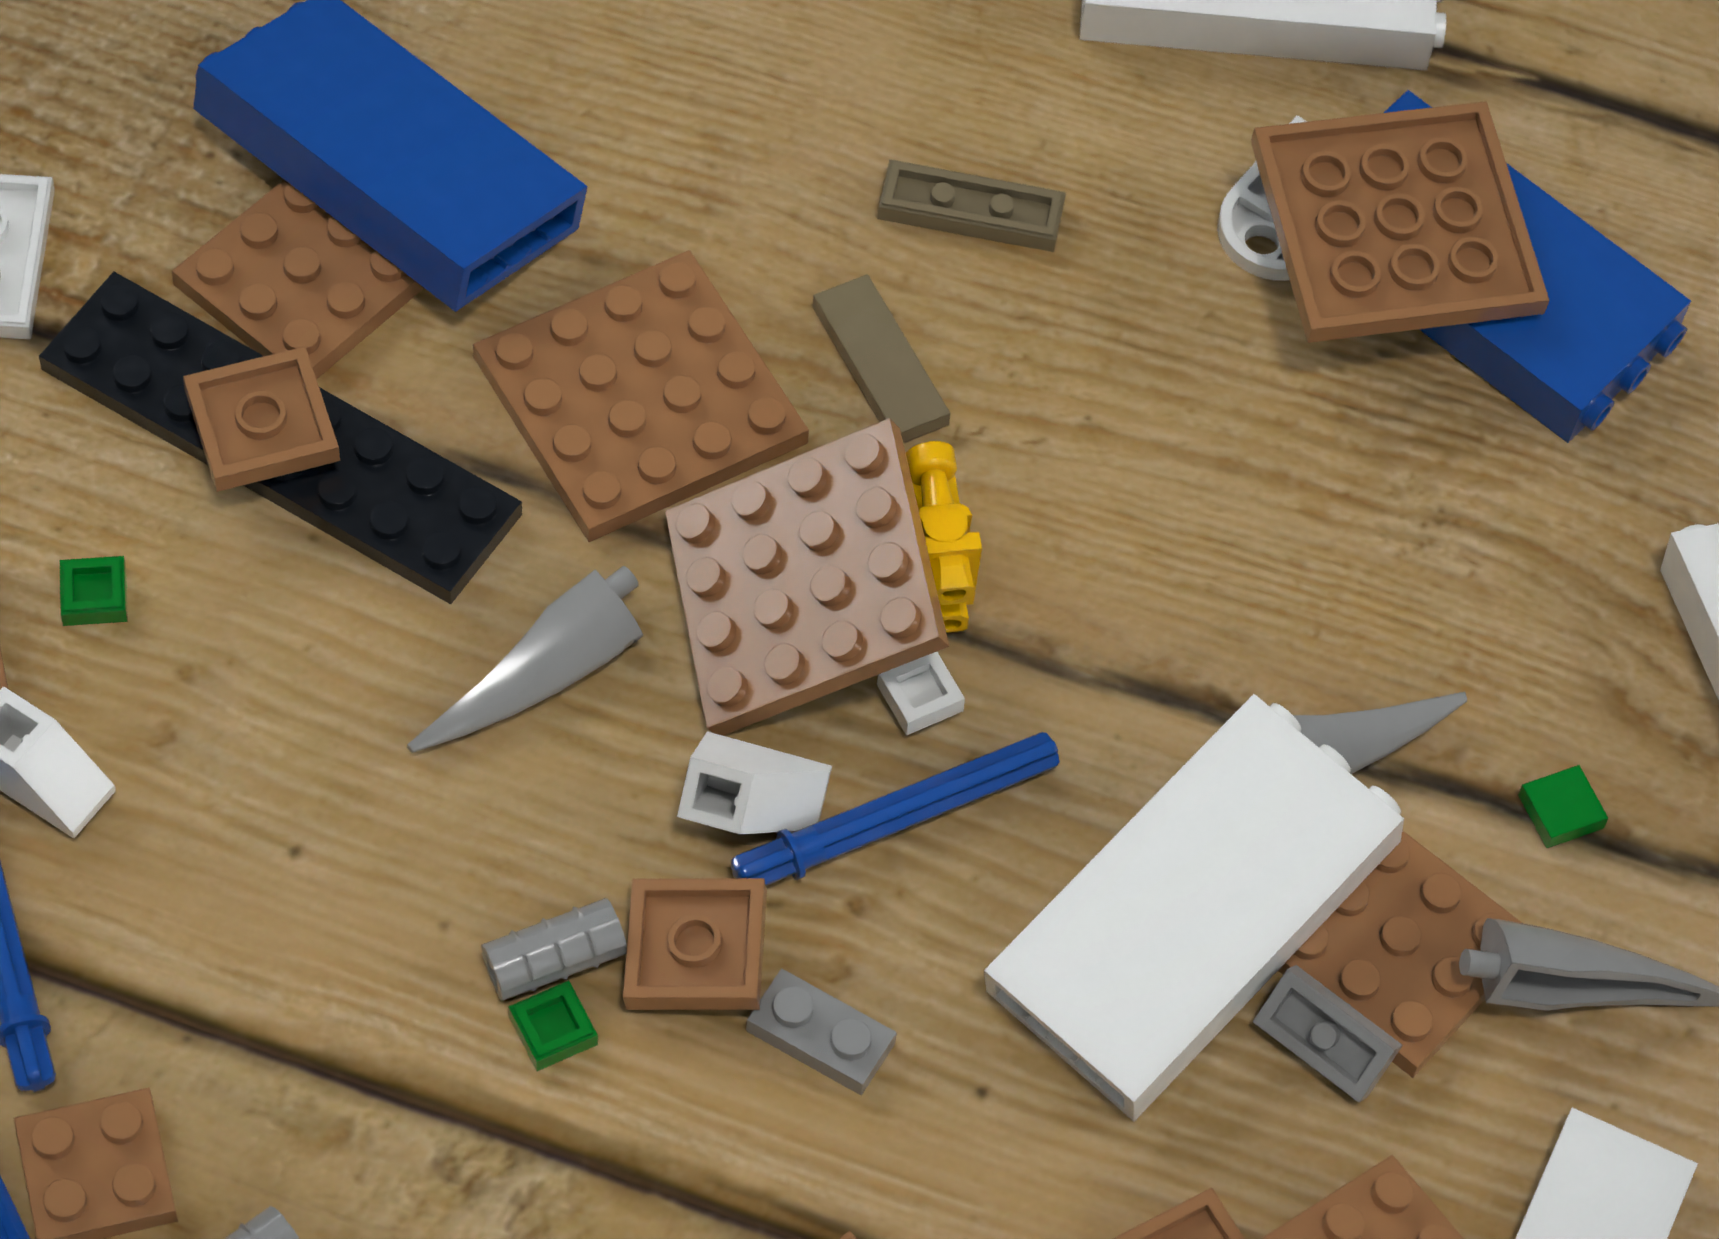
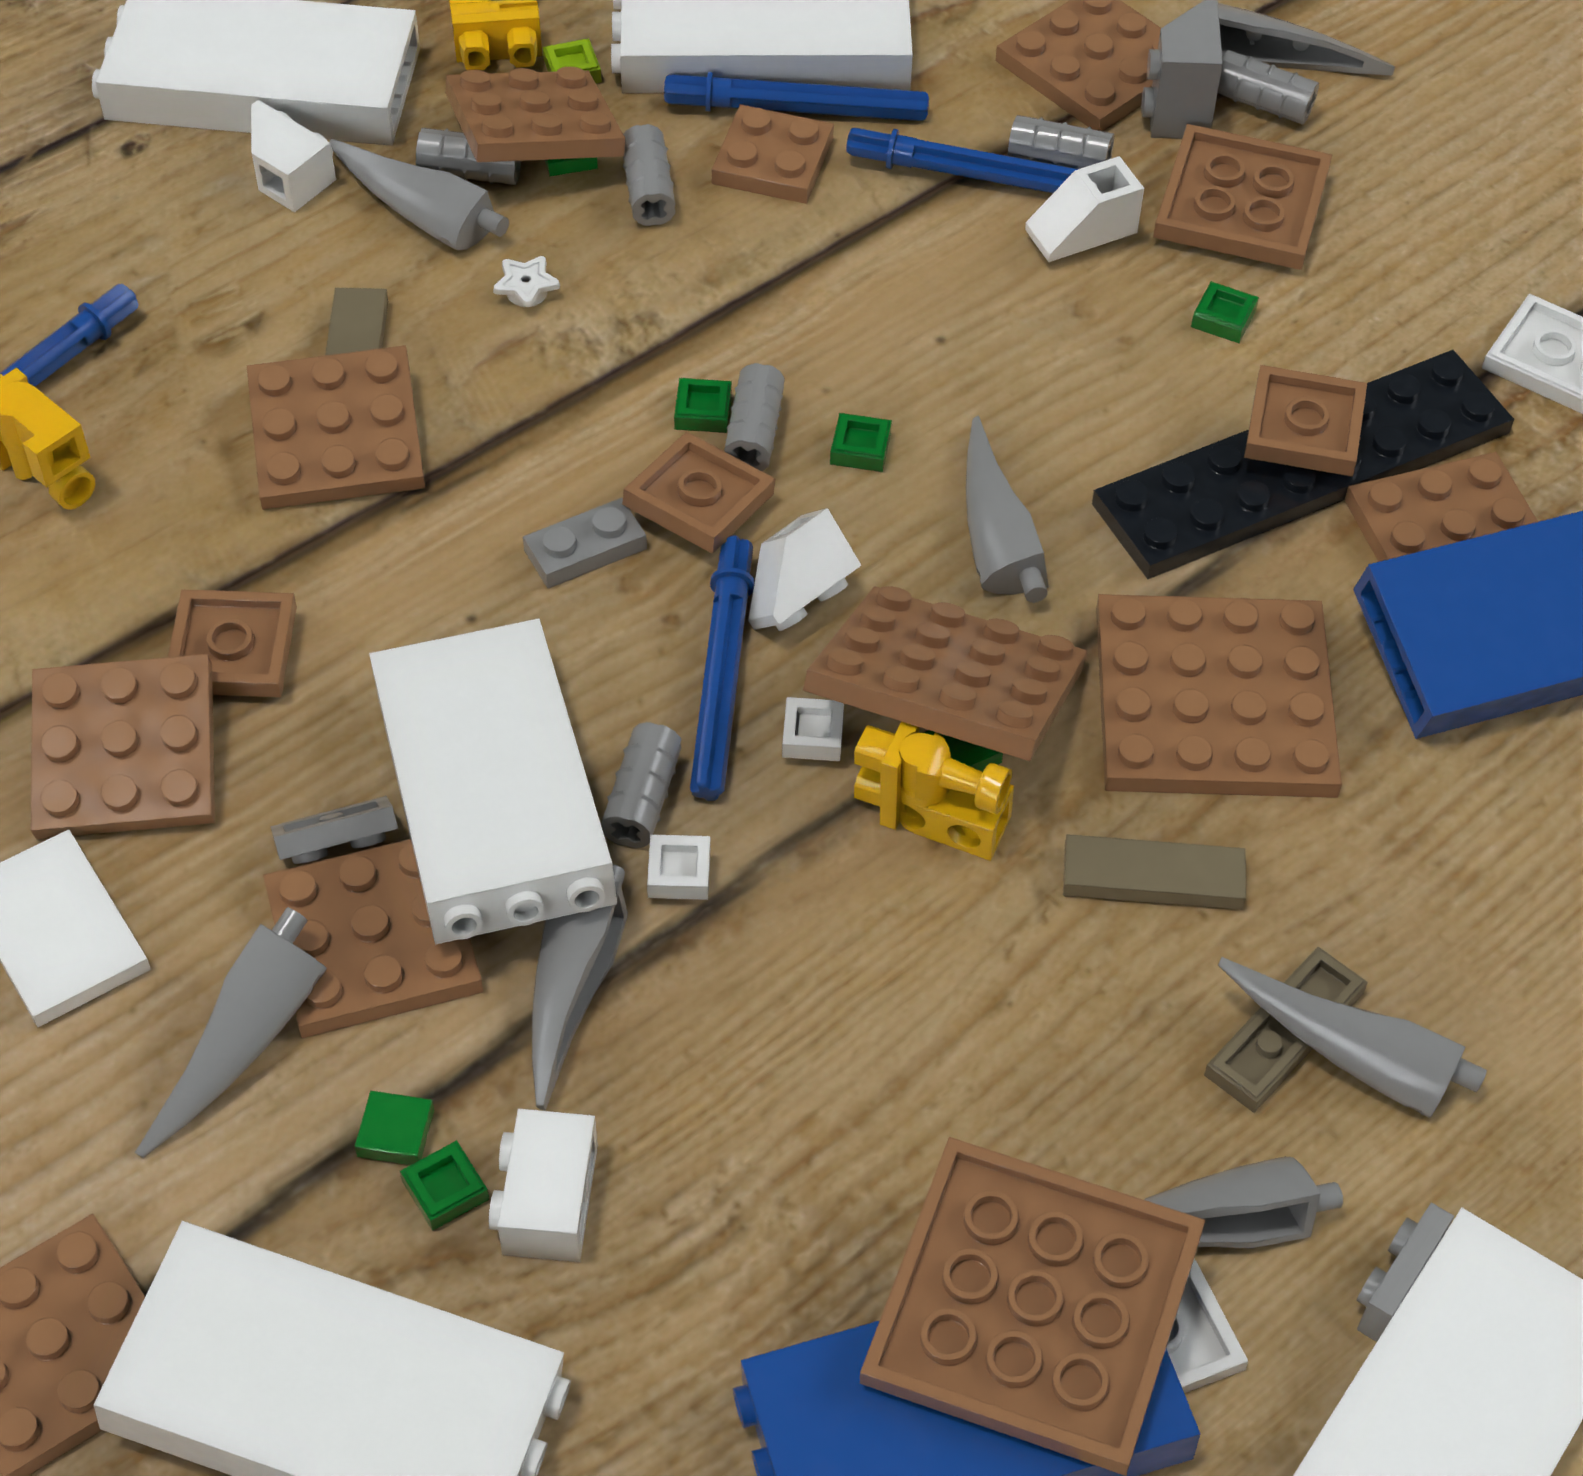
camera: 125 degrees right, 5 degrees down
(509, 845) = (860, 442): none -> green tile
(958, 124) = (1375, 1048): none -> light grey piece
(1087, 798) = (641, 785): none -> light grey axle
(1151, 37) = (1413, 1248): none -> light grey plate
(1152, 722) = (678, 867): none -> white plate
(1175, 162) = (1254, 1203): none -> light grey piece
(1531, 647) = (545, 1185): none -> white brick
(1580, 738) = (444, 1185): none -> green tile

